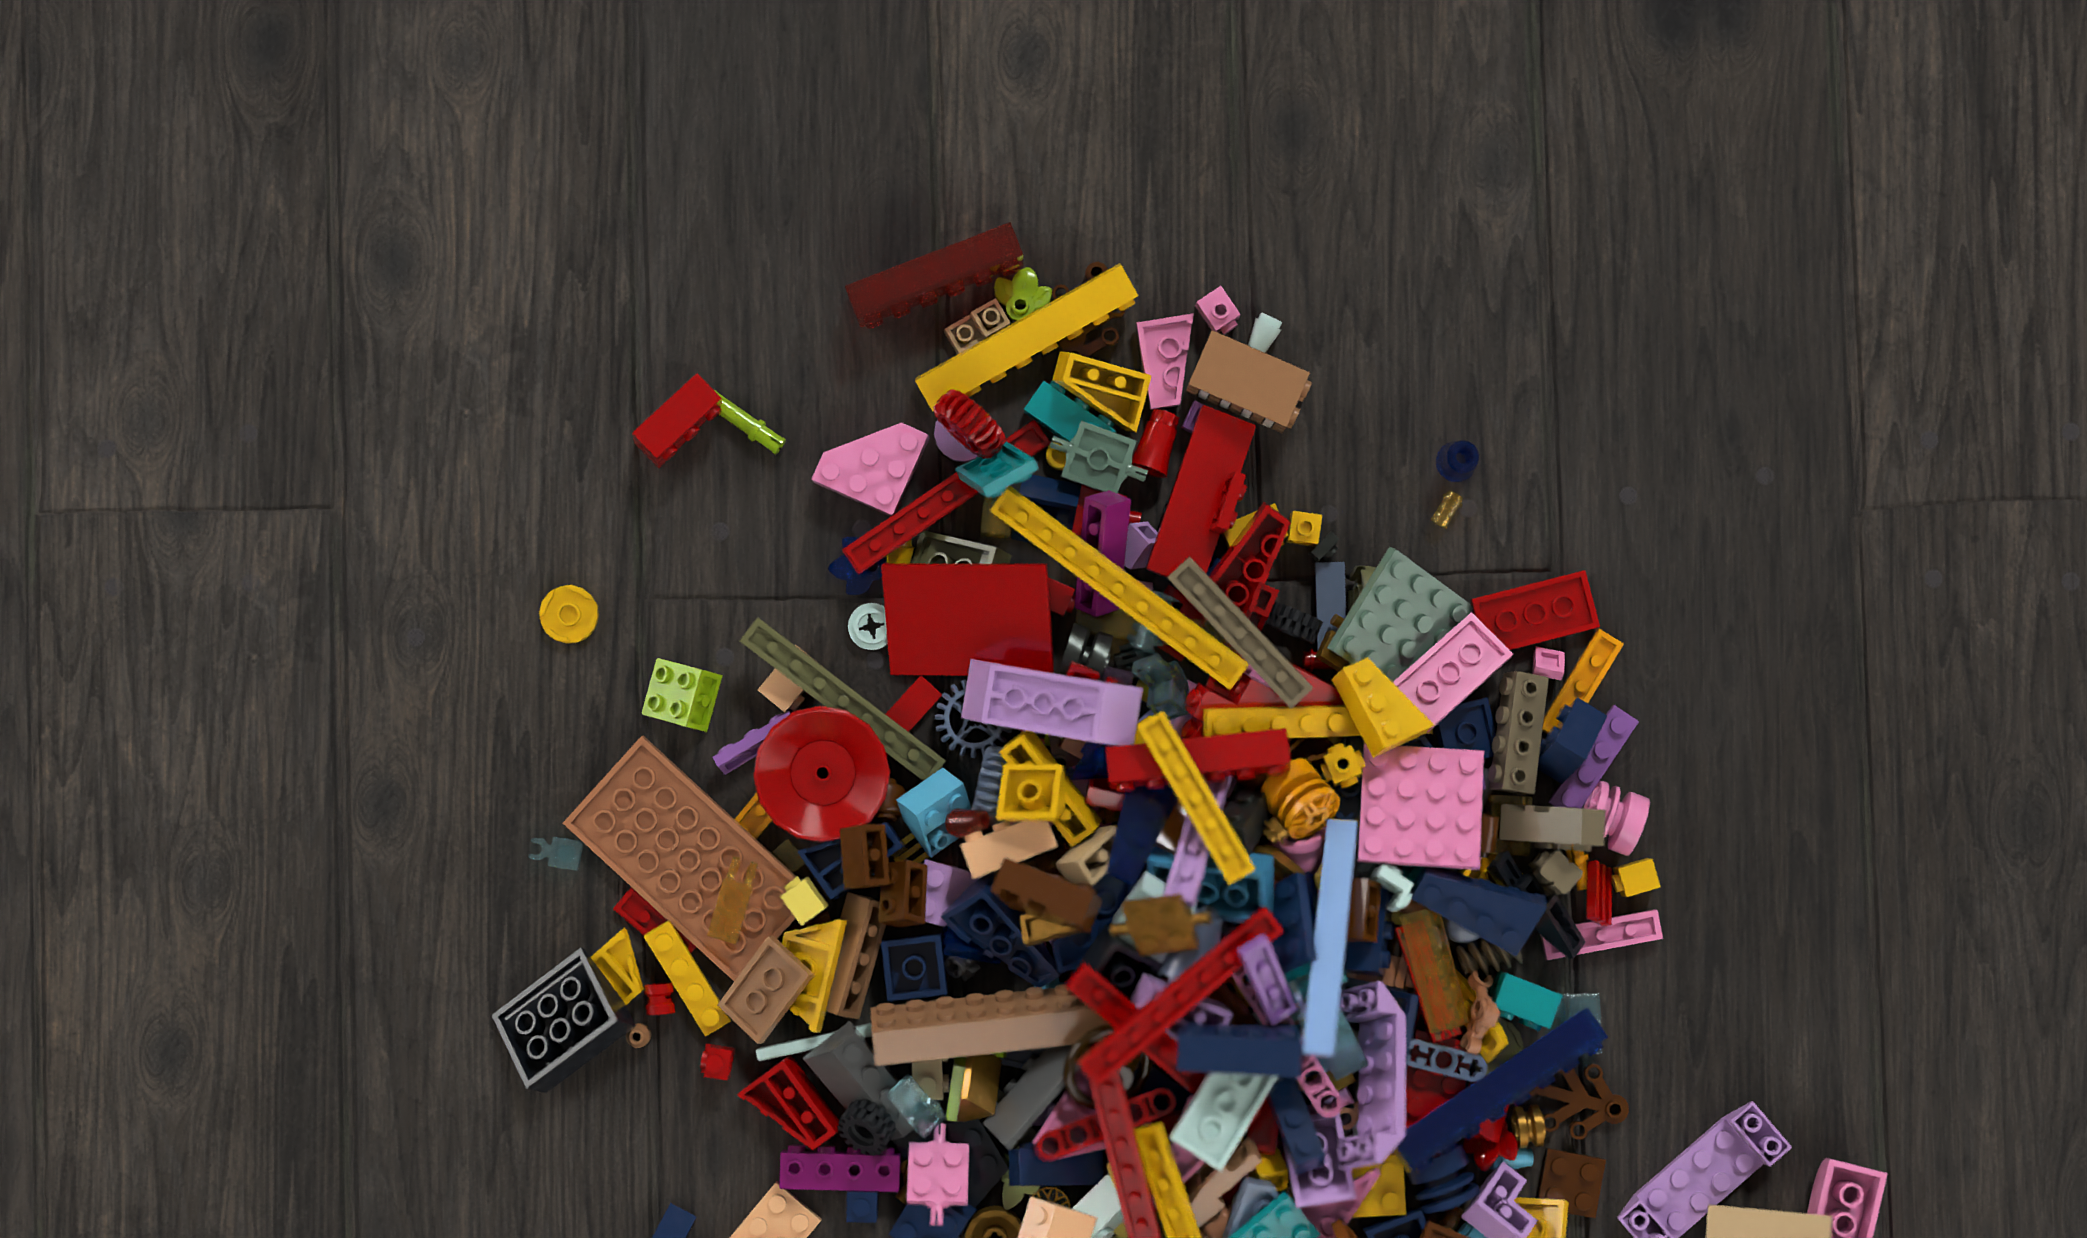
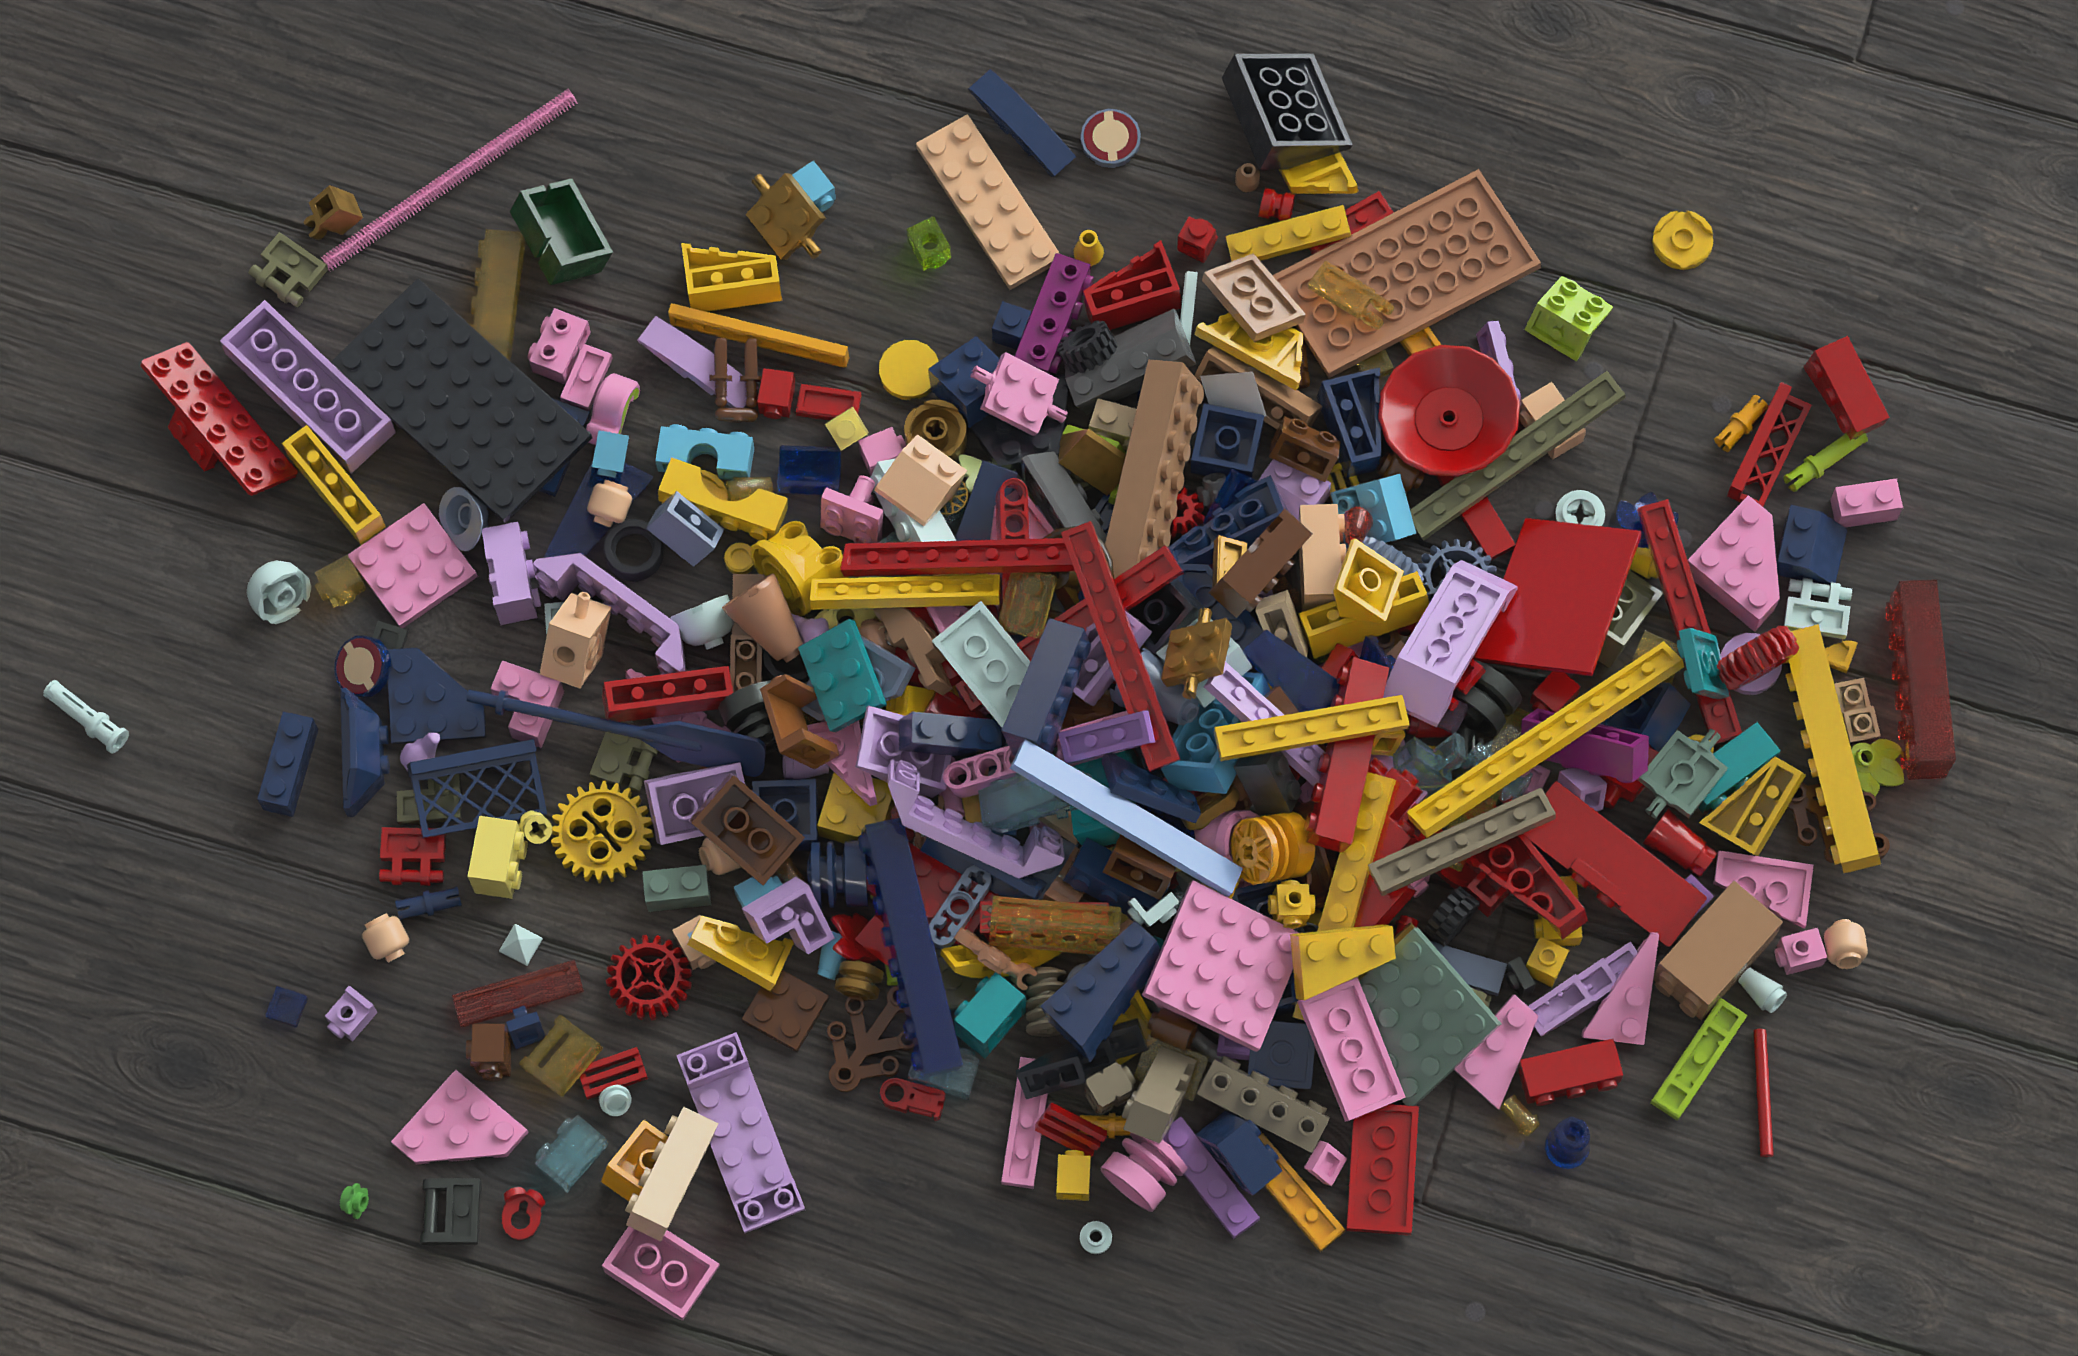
camera: 115 degrees right, 15 degrees down
(562, 853) = (1450, 161): clear light blue plate -> none
(639, 1177) = (1110, 138): none -> tile
(735, 507) = (1741, 423): none -> light orange pin
(750, 485) = (1762, 438): none -> red fence
(765, 1152) = (1088, 248): none -> yellow cone
(778, 372) = (1866, 503): none -> bright pink brick
(803, 899) = (1329, 357): light yellow brick -> none
(836, 410) = (1810, 546): none -> dark blue slope
(864, 856) = (1355, 418): reddish brown brick -> none
(868, 976) = (1234, 391): none -> white sticker
(900, 387) = (1804, 612): none -> light aqua plate
(916, 1106) = (1091, 394): clear light blue slope -> none
(927, 355) = (1840, 655): none -> yellow tile
(995, 979) = (1192, 514): none -> red gear
(1155, 1095) = (1027, 603): none -> clear yellow plate
(1198, 274) = (1845, 944): none -> light nougat head
(1275, 831) = (1248, 808): pearl gold plate -> none
(1314, 487) = (1581, 991): none -> lavender slope
(1324, 446) = (1626, 1008): none -> bright pink wing
(1346, 371) = (1698, 1059): none -> lime plate
(1353, 307) = (1763, 1093): none -> red bar
(1395, 477) = (1570, 1072): none -> red brick
(1415, 542) = (1496, 1059): none -> bright pink wing
(1613, 1027) = (916, 1098): none -> red piece
(1671, 837) = (1095, 1247): none -> light aqua plate

